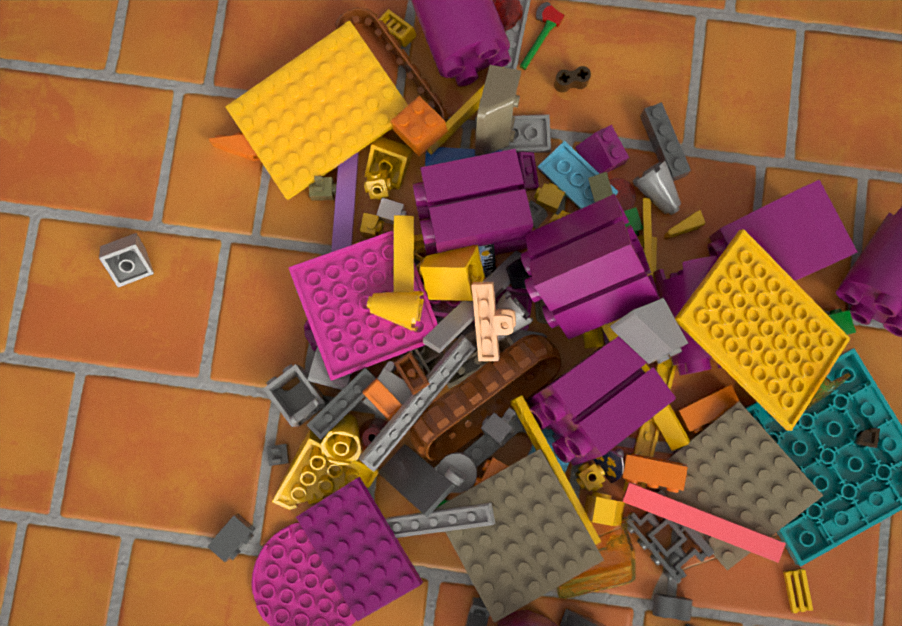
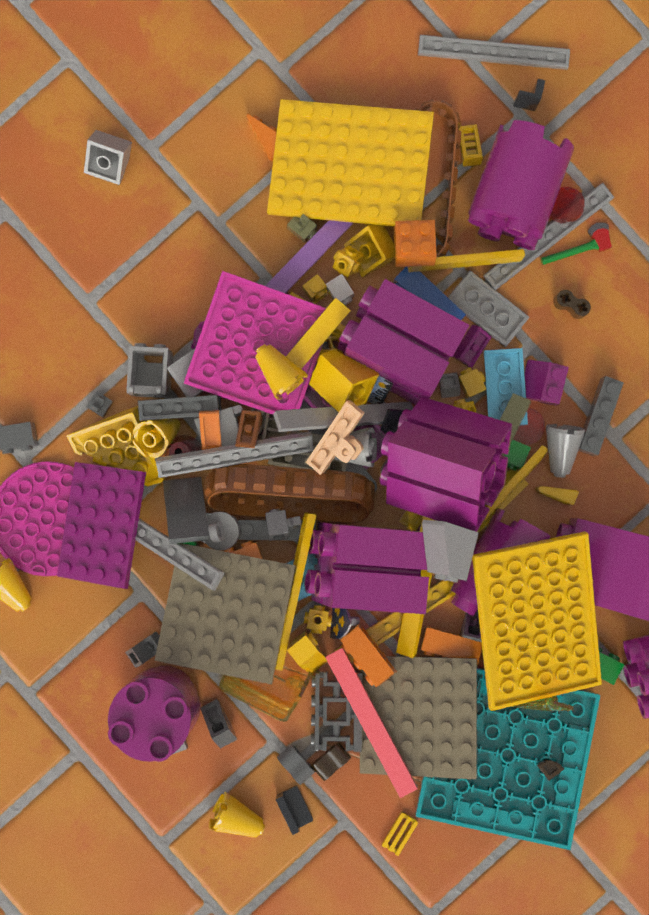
camera: 40 degrees right, 5 degrees up
(495, 110) = (483, 282): dark tan windscreen -> none
(696, 580) = (331, 761): none -> dark brown axle
(712, 380) = (471, 627): none -> dark grey slope

